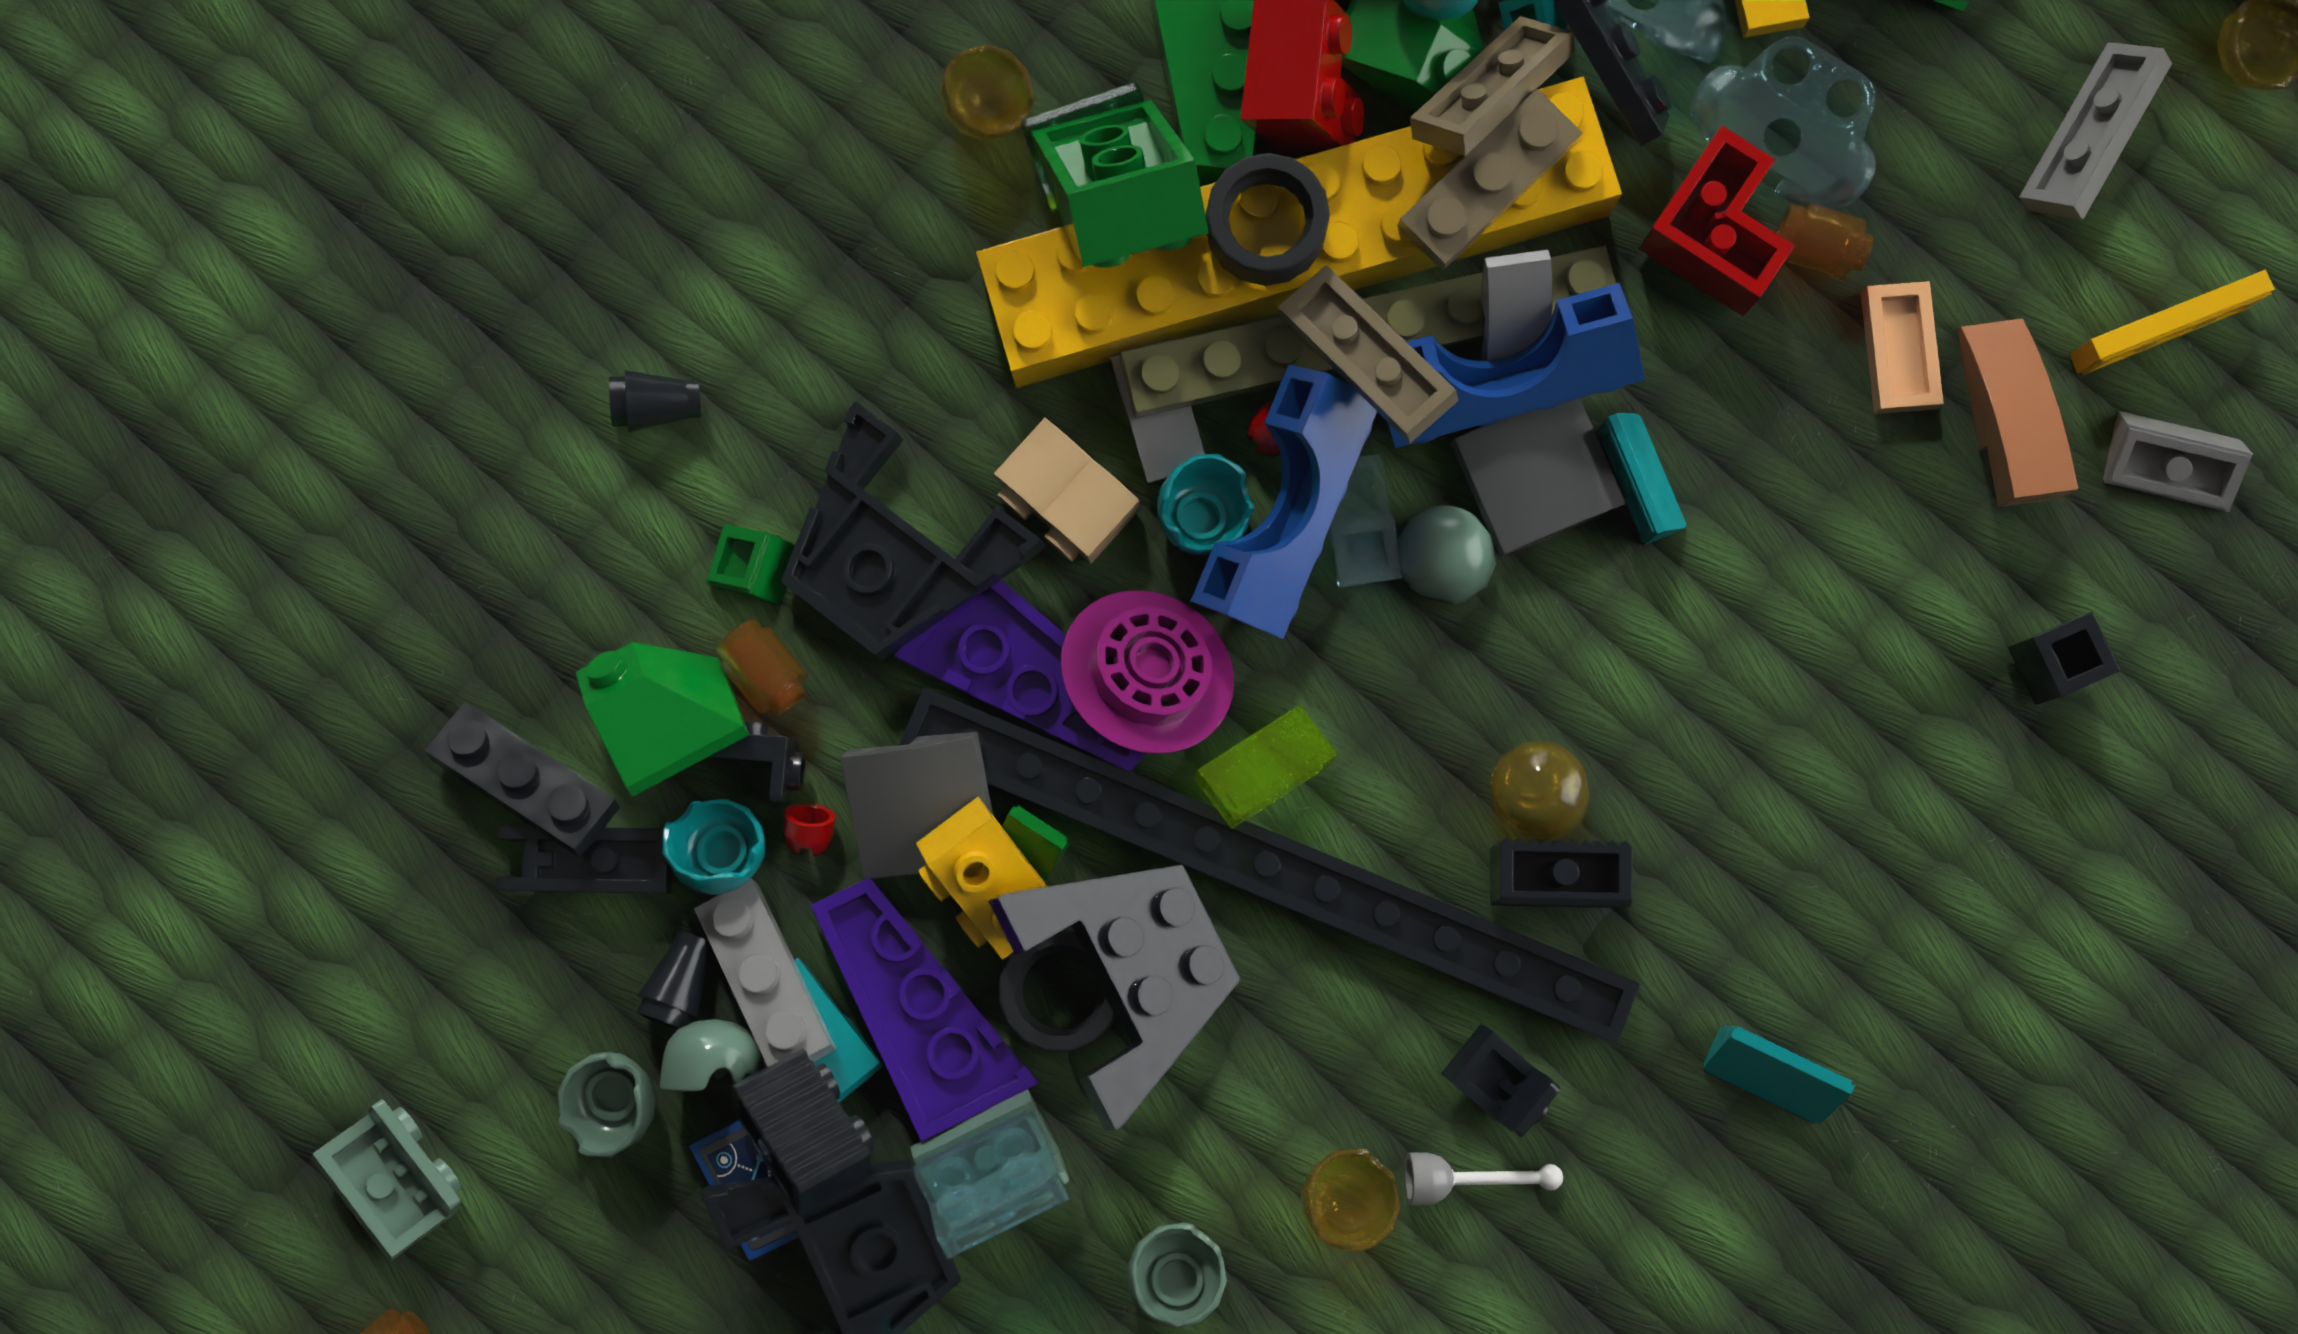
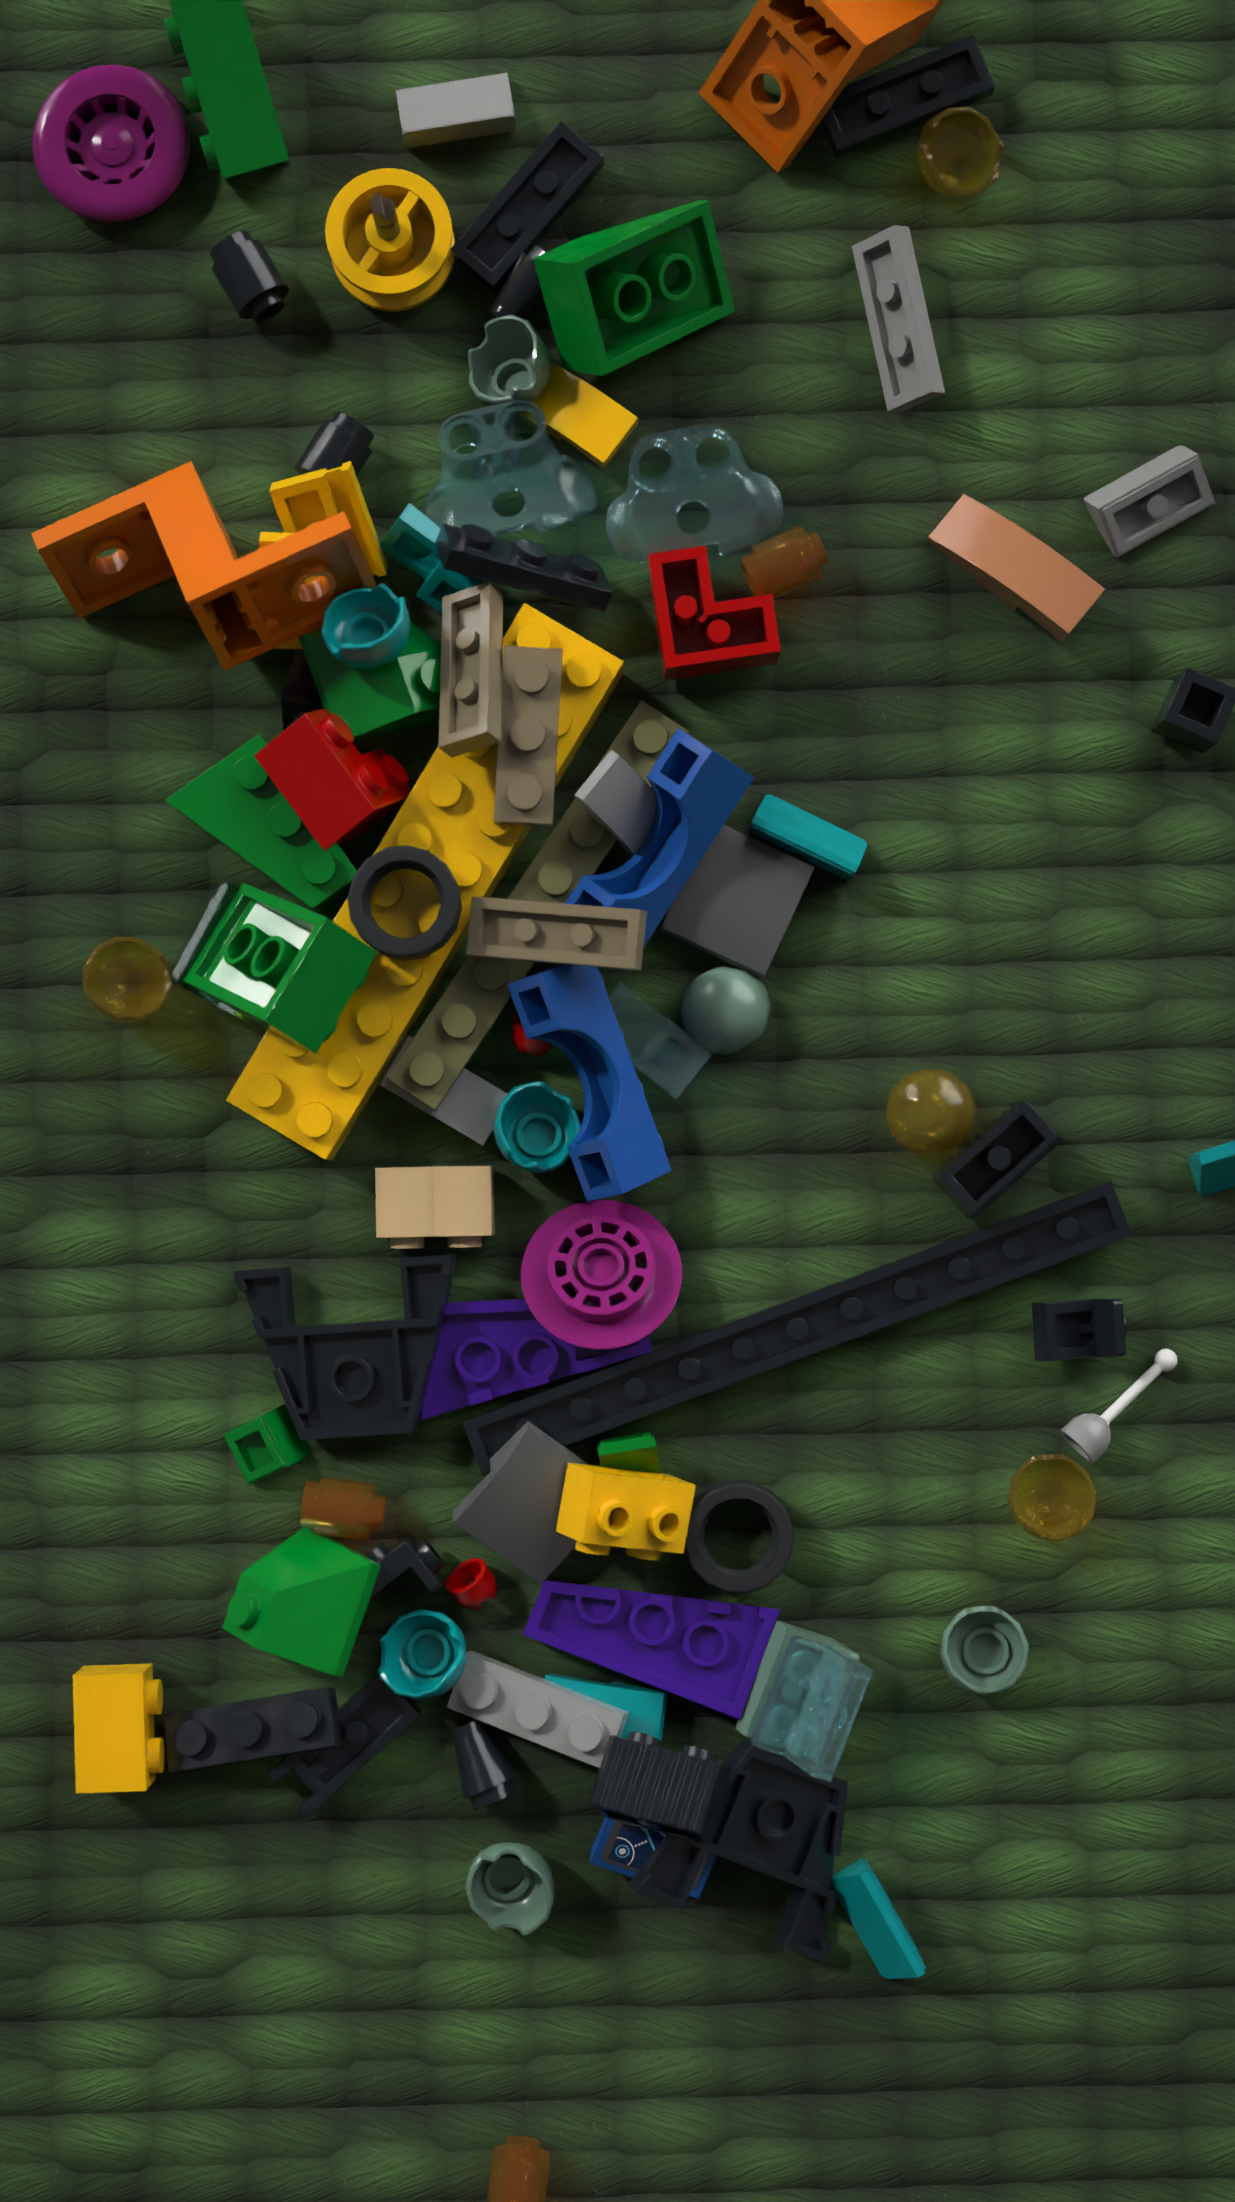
camera: 45 degrees left, 5 degrees up
(389, 1179) = (414, 2067): sand green bracket -> none
(416, 674) = (116, 1728): none -> yellow brick
(651, 400) = (95, 1399): black cone -> none
(707, 1049) = (543, 1795): sand green hair -> none
(1152, 958) = (781, 1461): wing -> none
(1265, 766) = (737, 1264): clear neon green tile -> none
(1901, 347) = (901, 588): light nougat tile -> none
(2171, 323) = (1066, 409): yellow tile -> none

